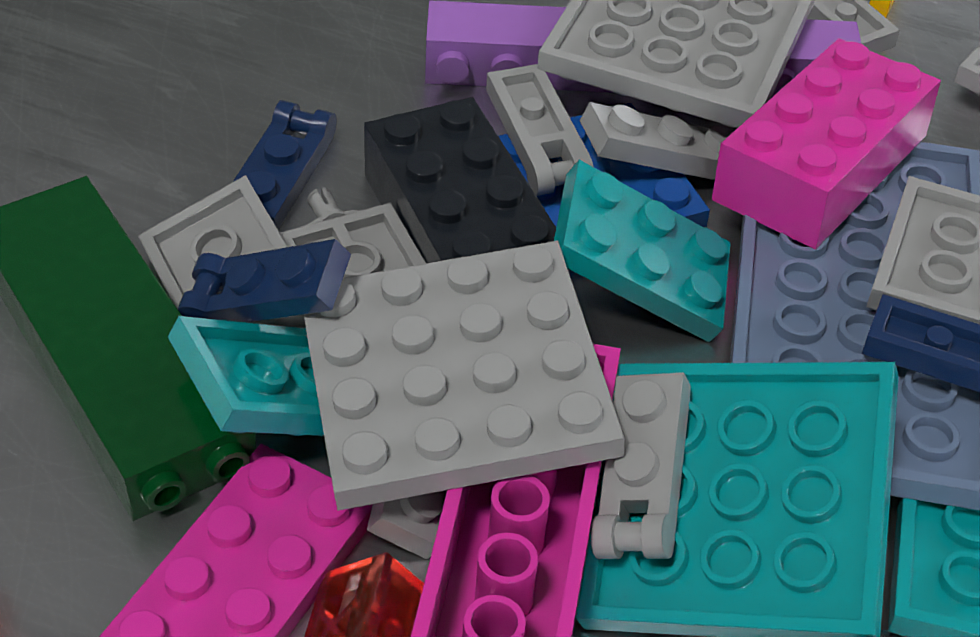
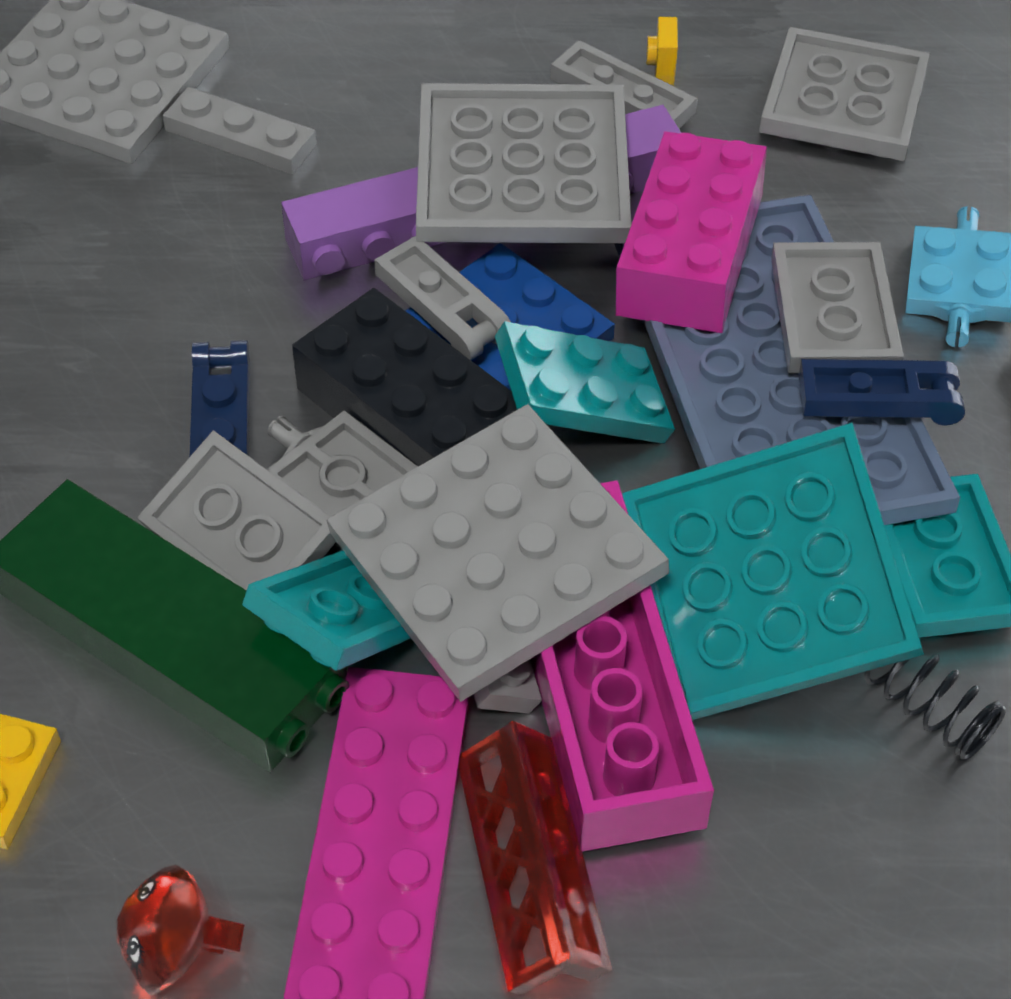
camera: 20 degrees left, 5 degrees up
(267, 283) = (296, 528): dark blue plate -> none
(649, 475) = (691, 582): light grey plate -> none
(653, 141) = (550, 275): light grey plate -> none

